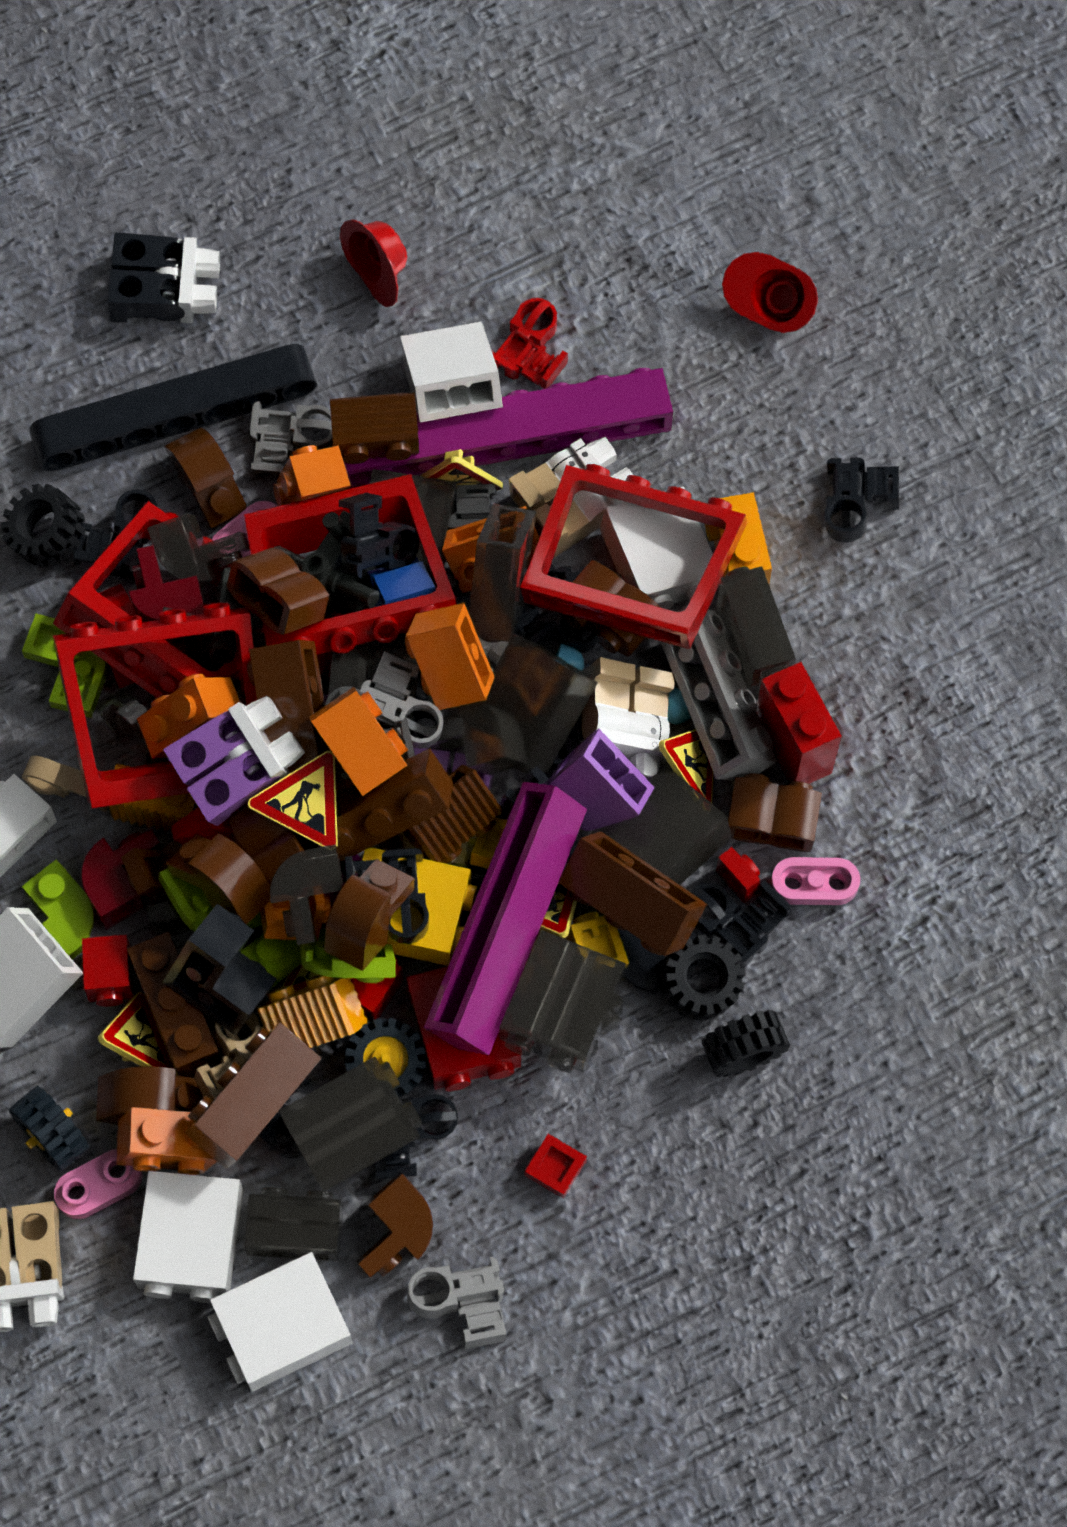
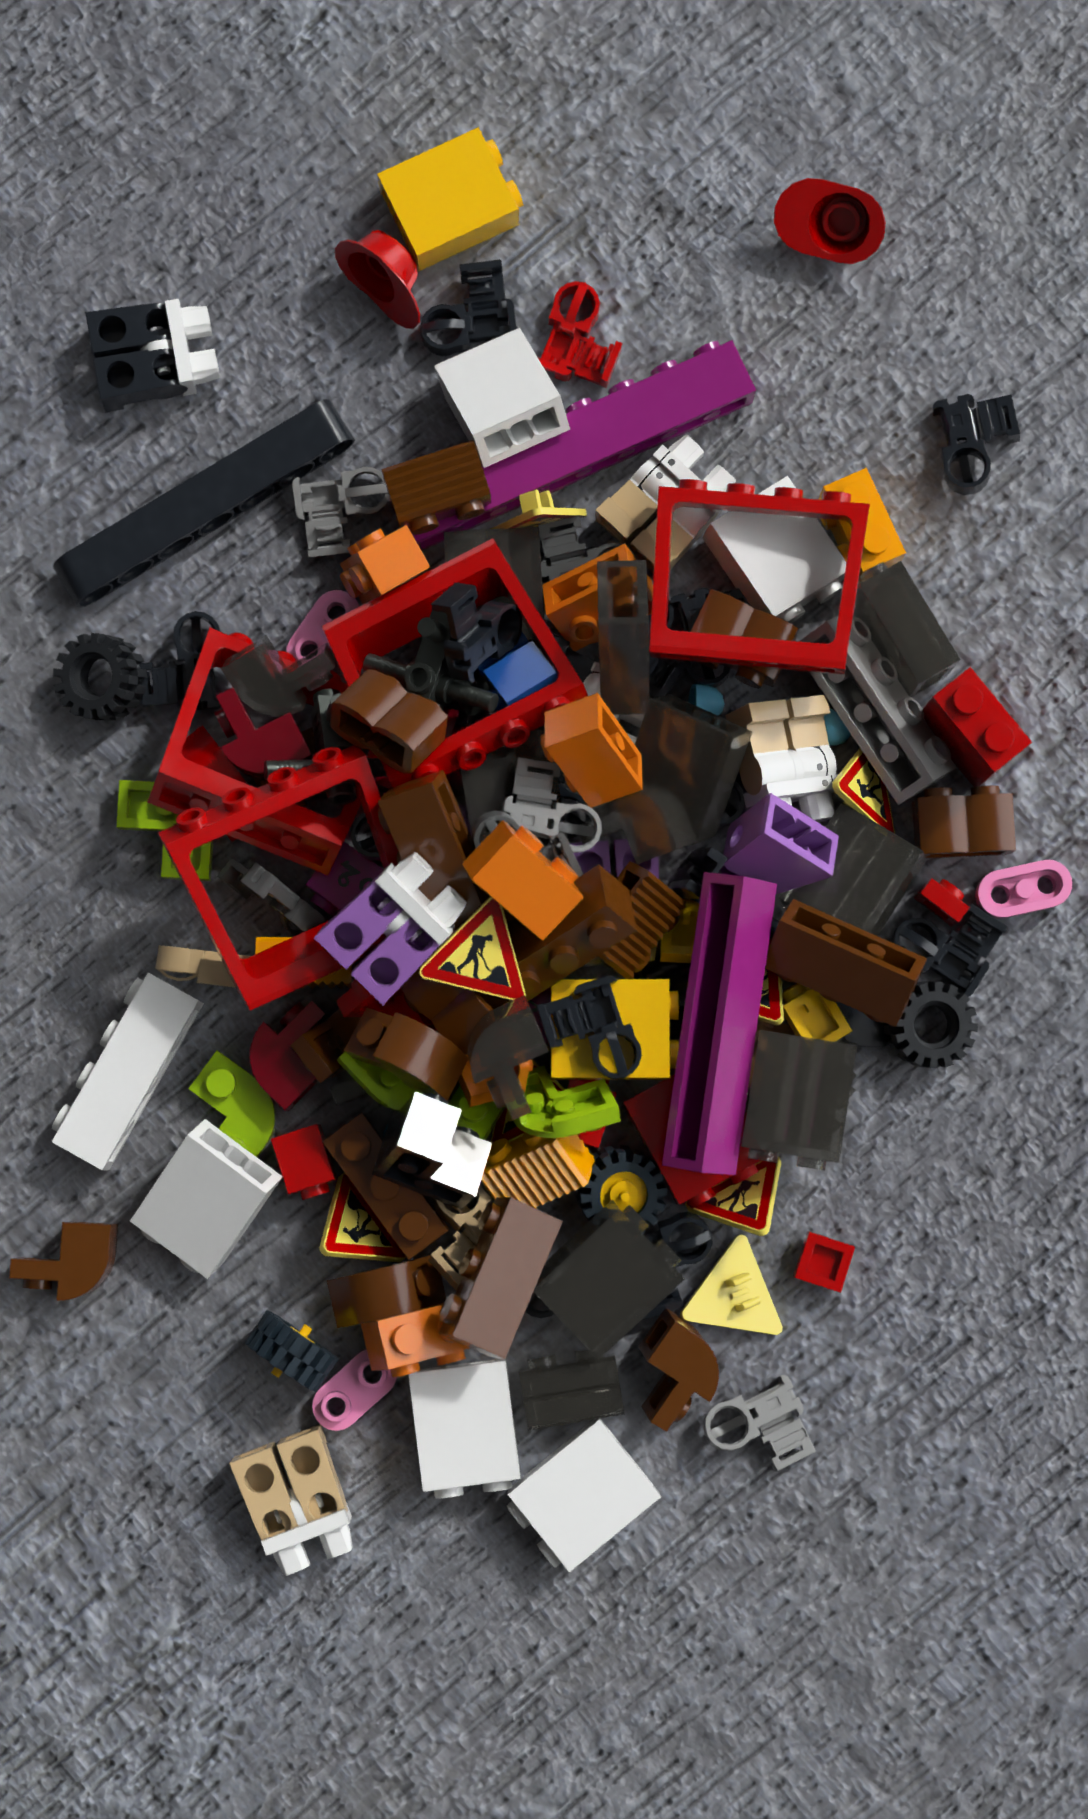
camera: 15 degrees left, 15 degrees up
(185, 710) = (328, 879): orange brick -> none
(207, 475) = (262, 577): reddish brown brick -> none
(362, 912) = (577, 1065): reddish brown brick -> none
(450, 211) = (450, 198): none -> yellow brick
(458, 301) = (485, 316): none -> black piece
(466, 1178) = (734, 1294): none -> light yellow piece
(495, 1095) = (746, 1204): none -> piece
(745, 1043) = (994, 1091): black tyre -> none

